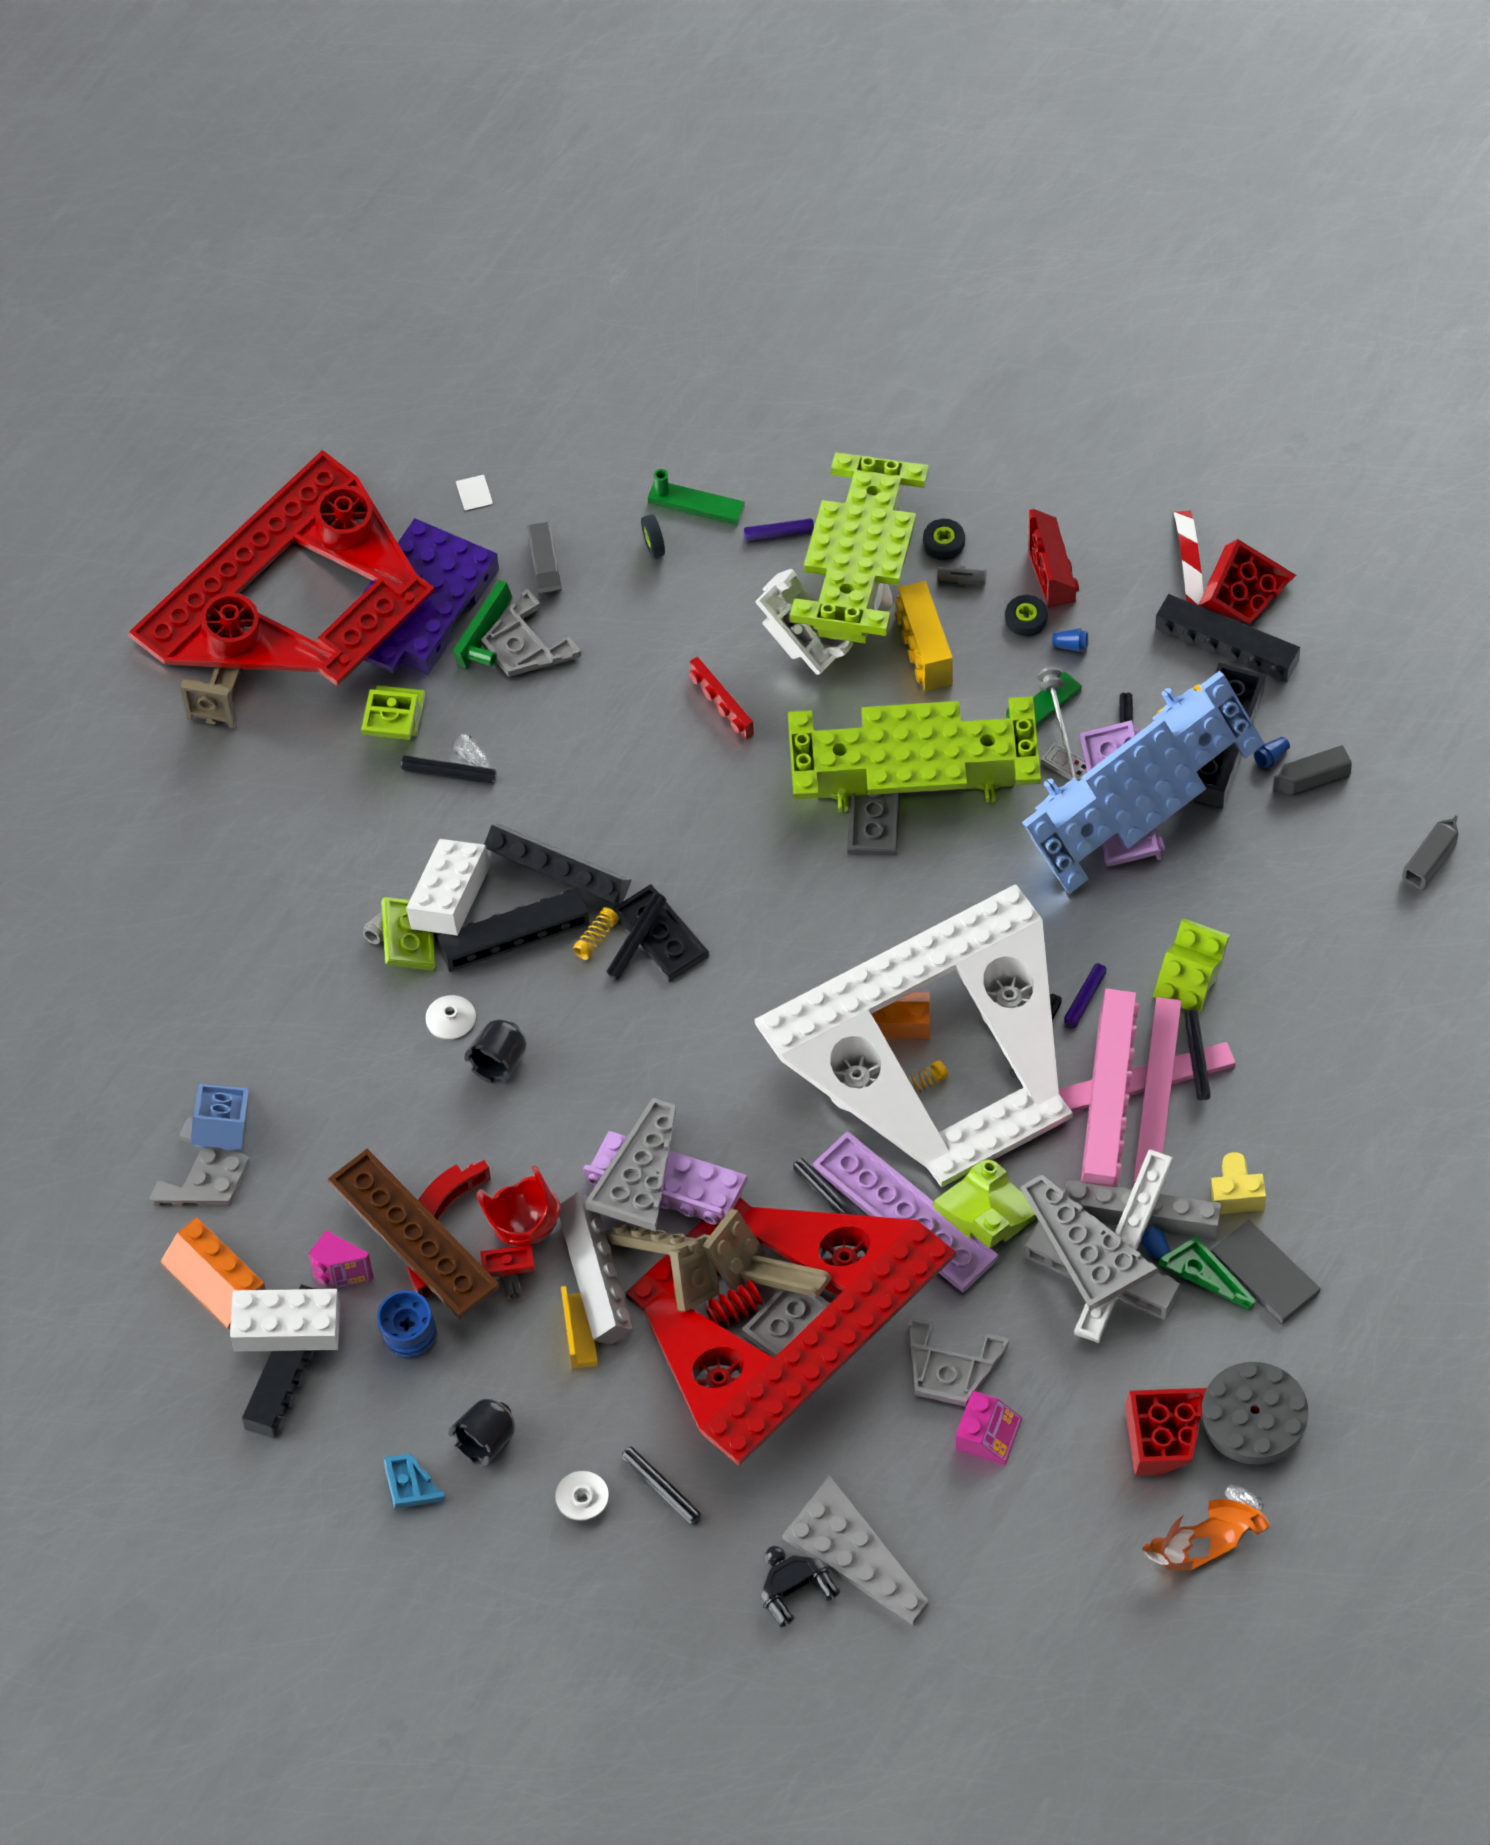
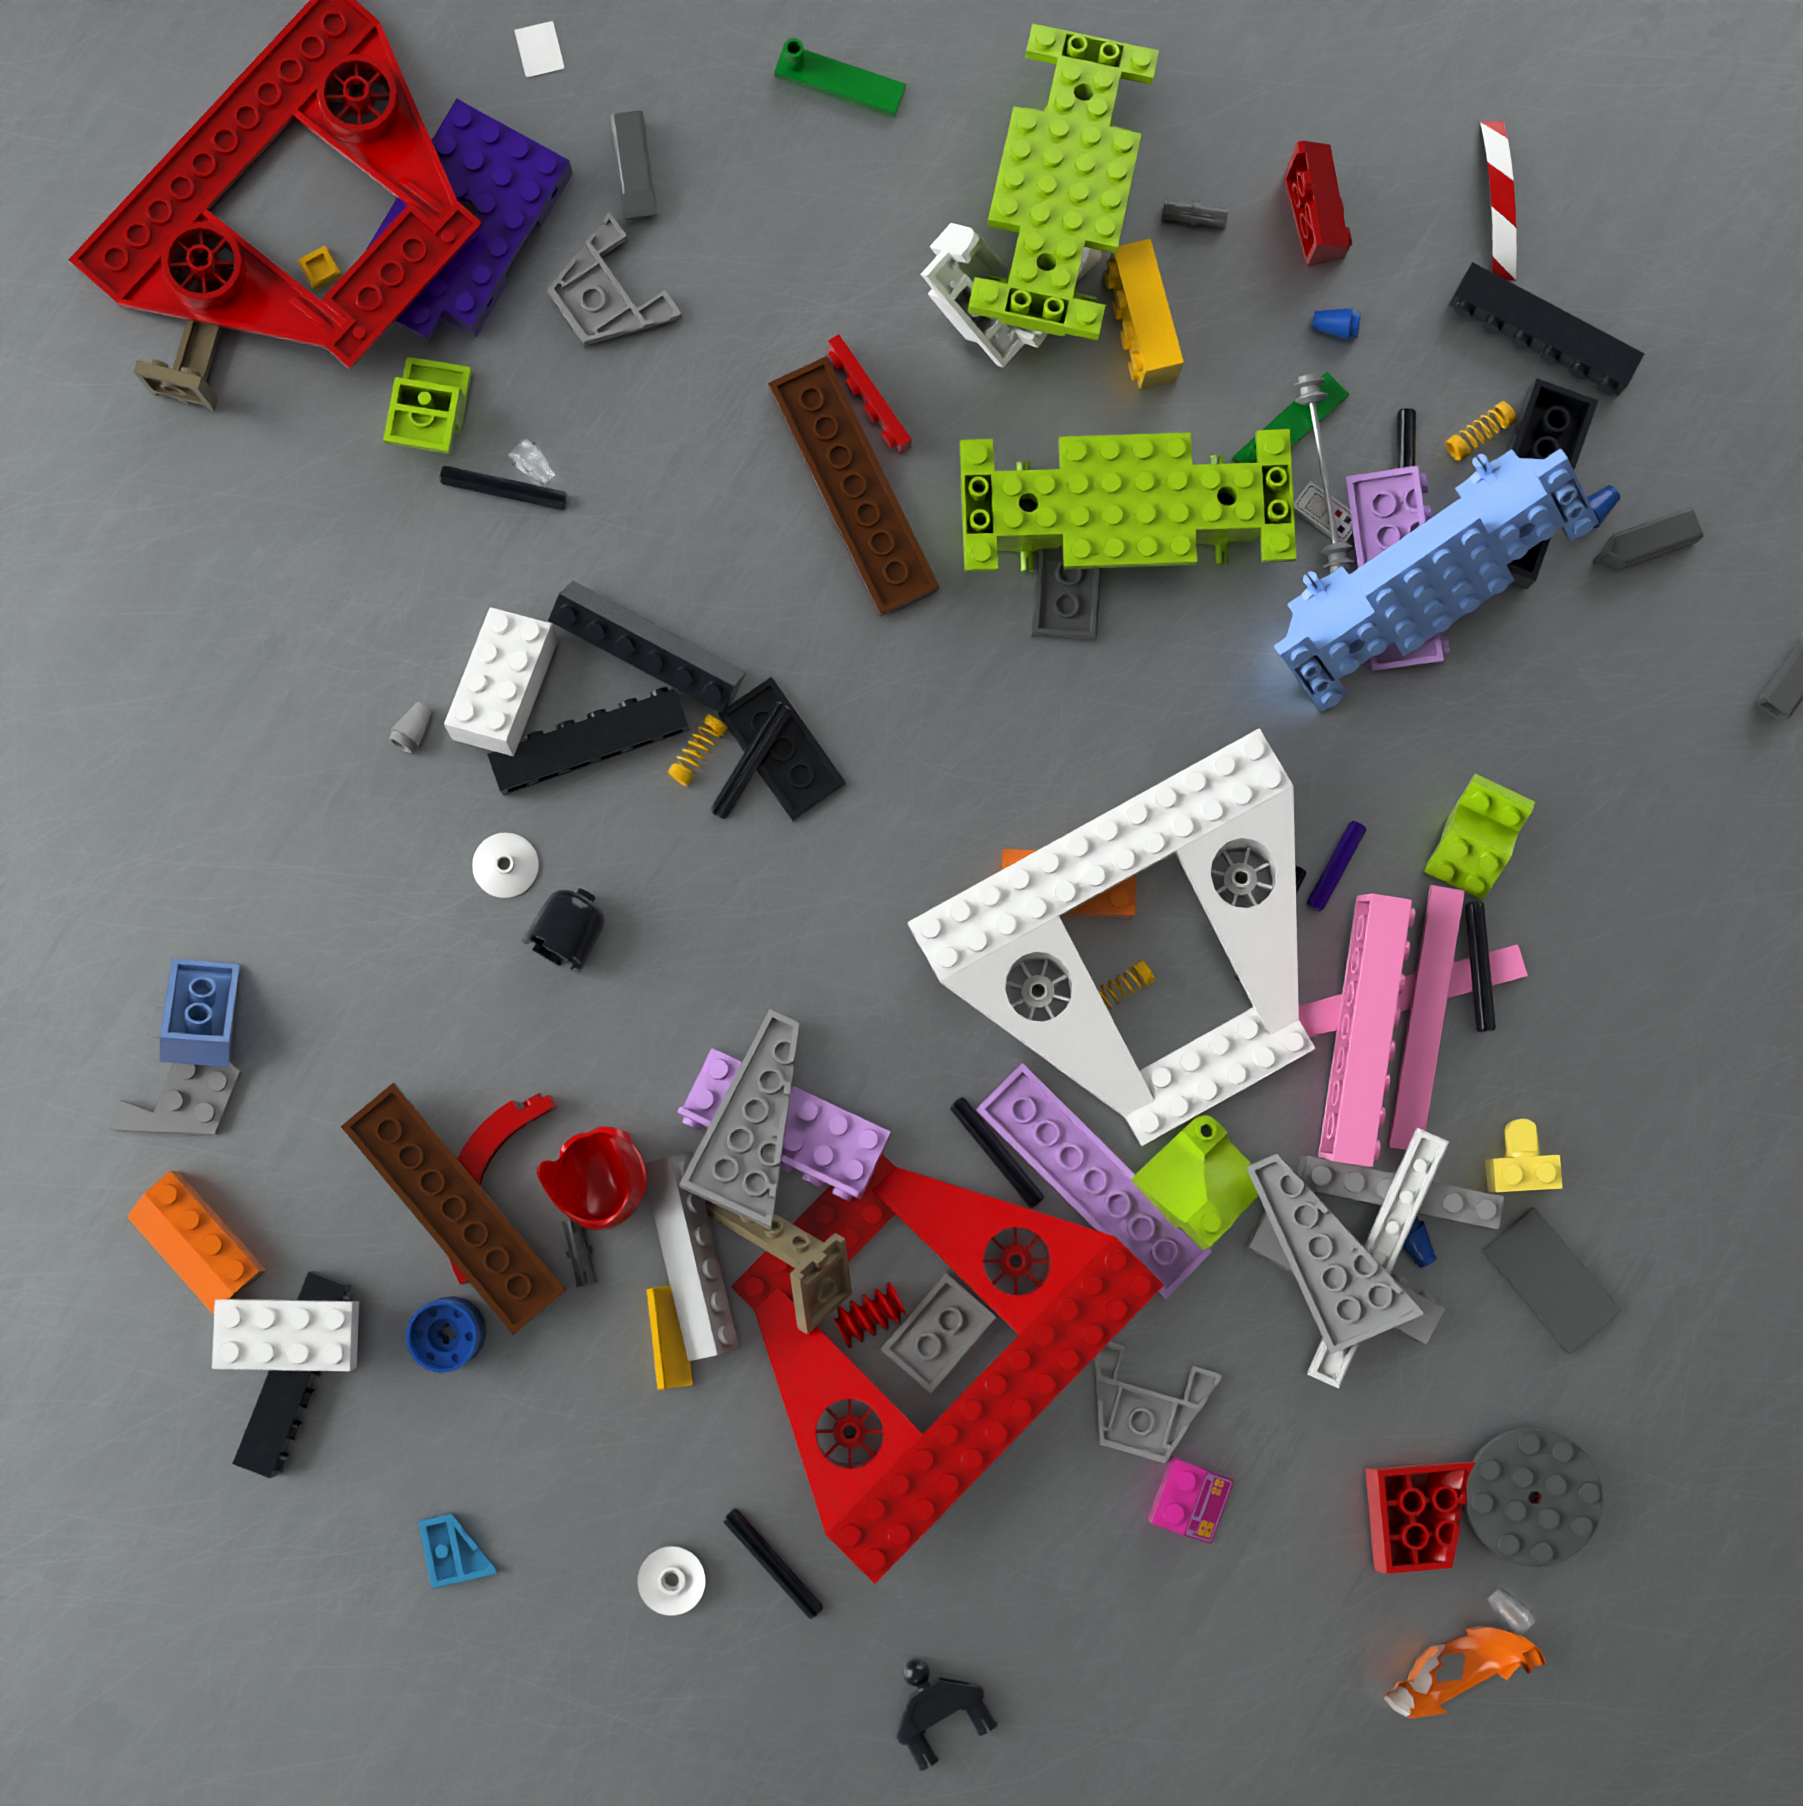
camera: 10 degrees left, 25 degrees up
(311, 630) = (319, 268): none -> yellow tile
(339, 1262) = (354, 1240): dark pink slope -> none
(402, 944) = (440, 761): lime tile -> none
(469, 645) = (528, 302): green piece -> none
(483, 1430) = (547, 1488): black cylinder -> none
(508, 1260) = (577, 1248): red plate -> none
(653, 536) = (781, 138): black bush -> none
(711, 758) = (853, 486): none -> reddish brown plate
(740, 1258) = (877, 1250): dark tan bracket -> none
(778, 529) = (950, 129): dark purple axle -> none
(840, 1537) = (1003, 1651): light grey wing -> none
(946, 548) = (1173, 169): black bush -> none
(1015, 615) = (1292, 270): black bush -> none
(1200, 1266) = (1470, 1276): green wing -> none
(1243, 583) = (1570, 248): red wedge -> none

